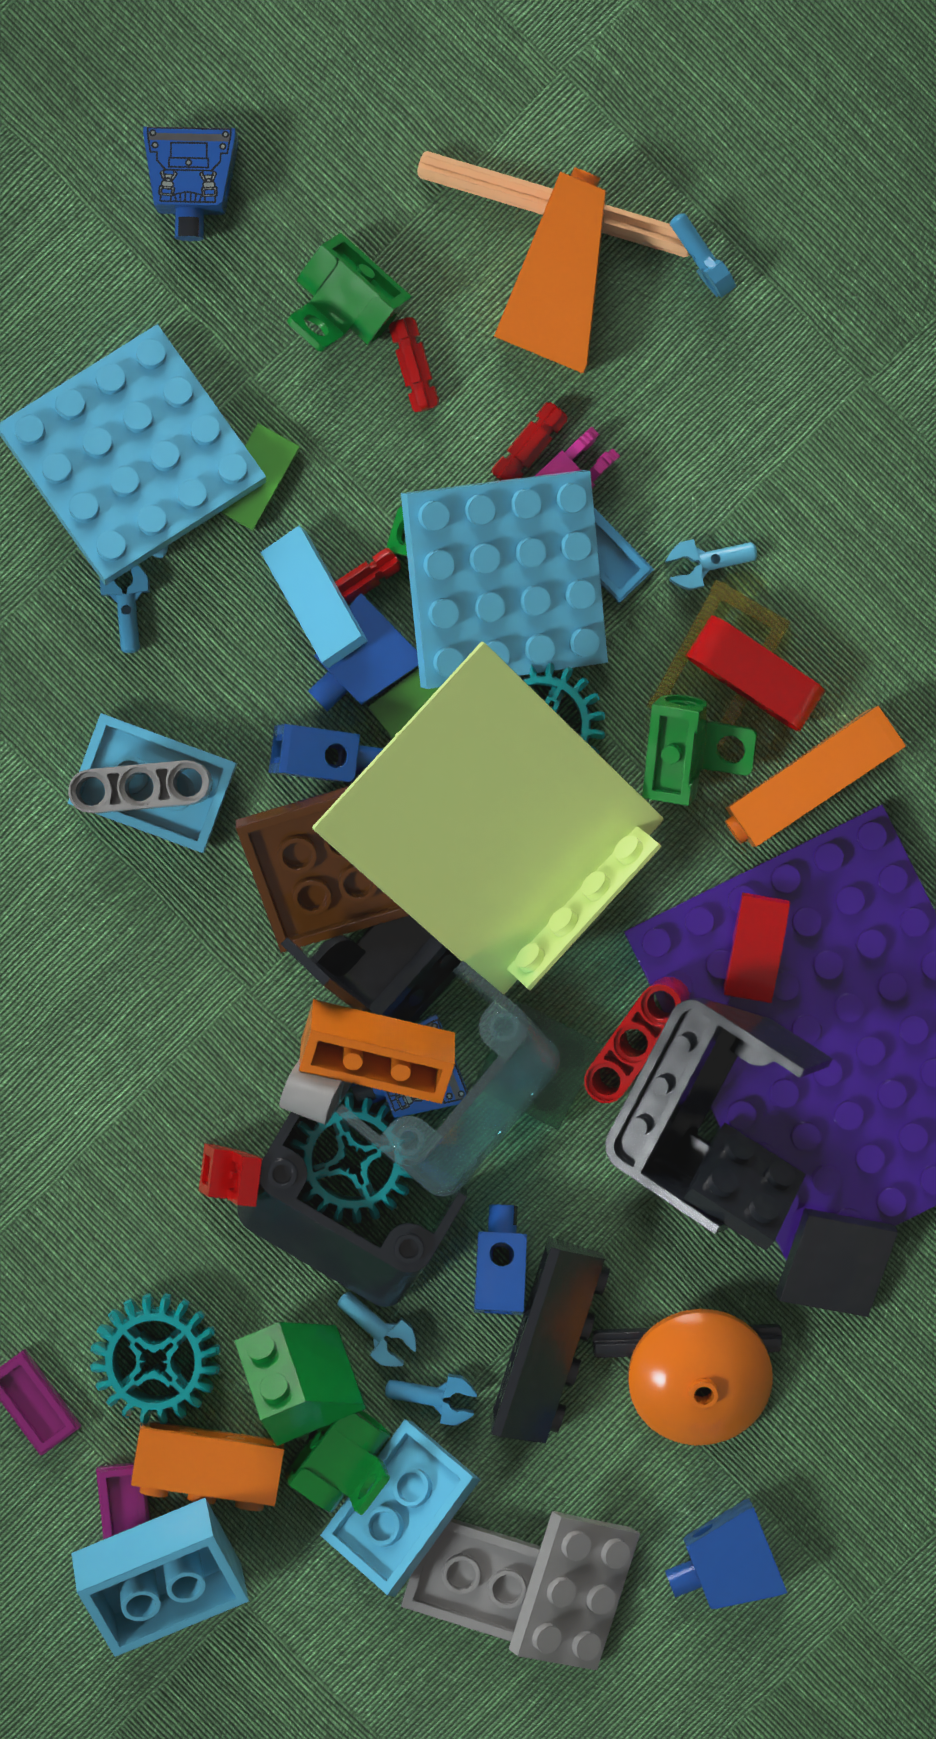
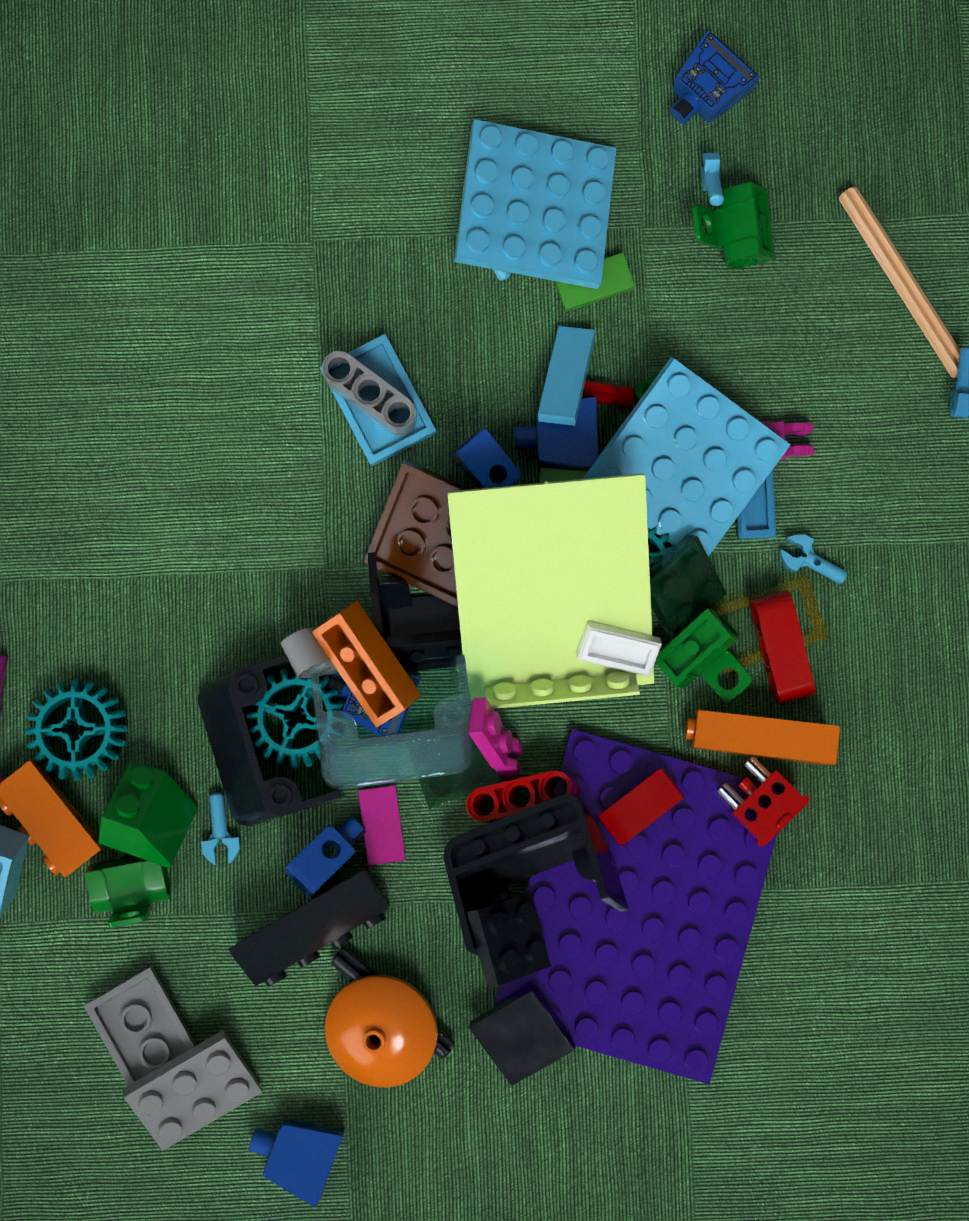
camera: 40 degrees right, 5 degrees down
(127, 607) = (455, 288): dark azure bar -> none
(230, 1174) = (216, 661): red slope -> none
(279, 272) = (711, 179): none -> medium azure bar
(407, 1514) = (136, 952): medium azure plate -> none
(414, 364) = (741, 299): red axle -> none
(435, 1396) = (216, 900): dark azure bar -> none
(526, 1185) = (382, 825): none -> dark pink tile
(530, 442) = (771, 401): red axle -> none
(557, 284) = (869, 321): orange slope -> none
(561, 1011) = (494, 739): none -> dark pink hinge
(602, 819) = (618, 648): none -> white tile
(609, 701) = (683, 586): none -> clear green plate
(892, 837) = (781, 807): none -> red piece

